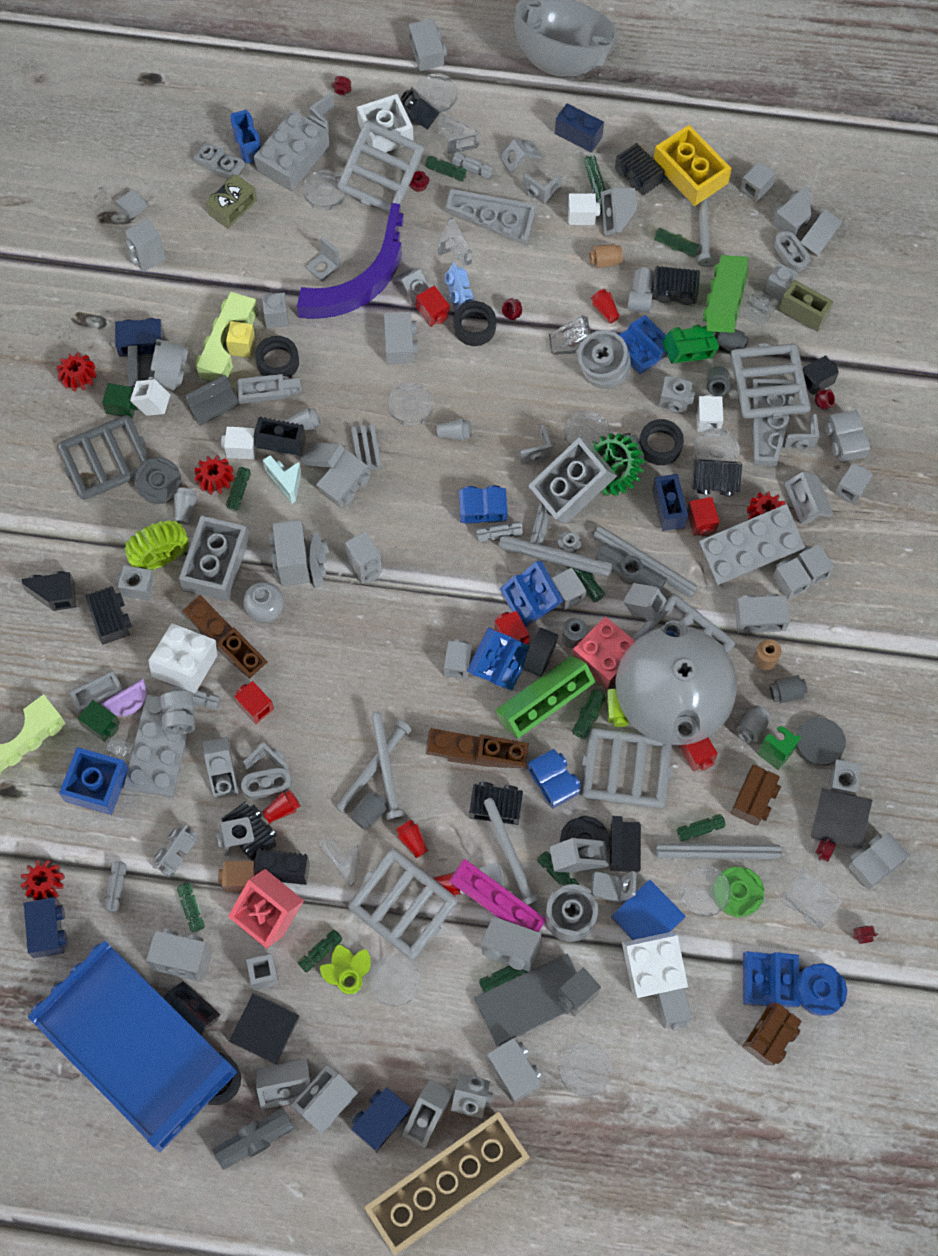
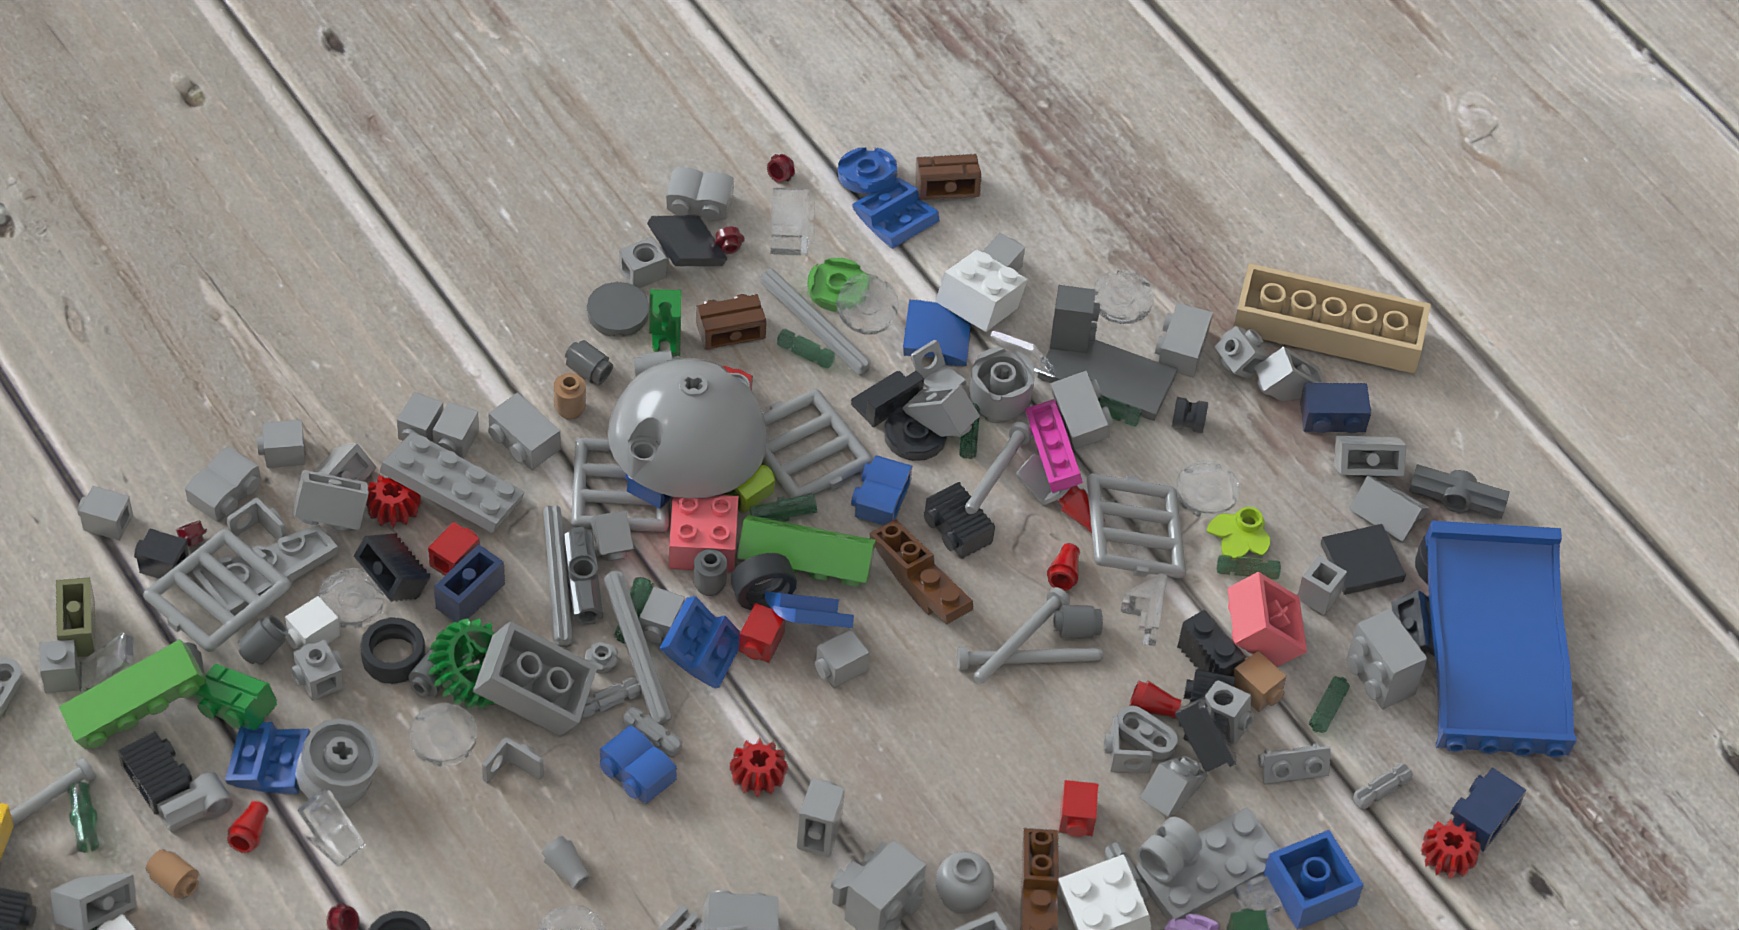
camera: 135 degrees left, 15 degrees down
(224, 803) = (1206, 734): none -> black panel
(418, 561) = (758, 767): none -> red gear
(449, 1020) = (1190, 414): none -> black wheel
(580, 942) = (1031, 351): none -> clear piece
(786, 470) = (330, 501): none -> light grey brick
(872, 367) = (105, 512): none -> light grey brick

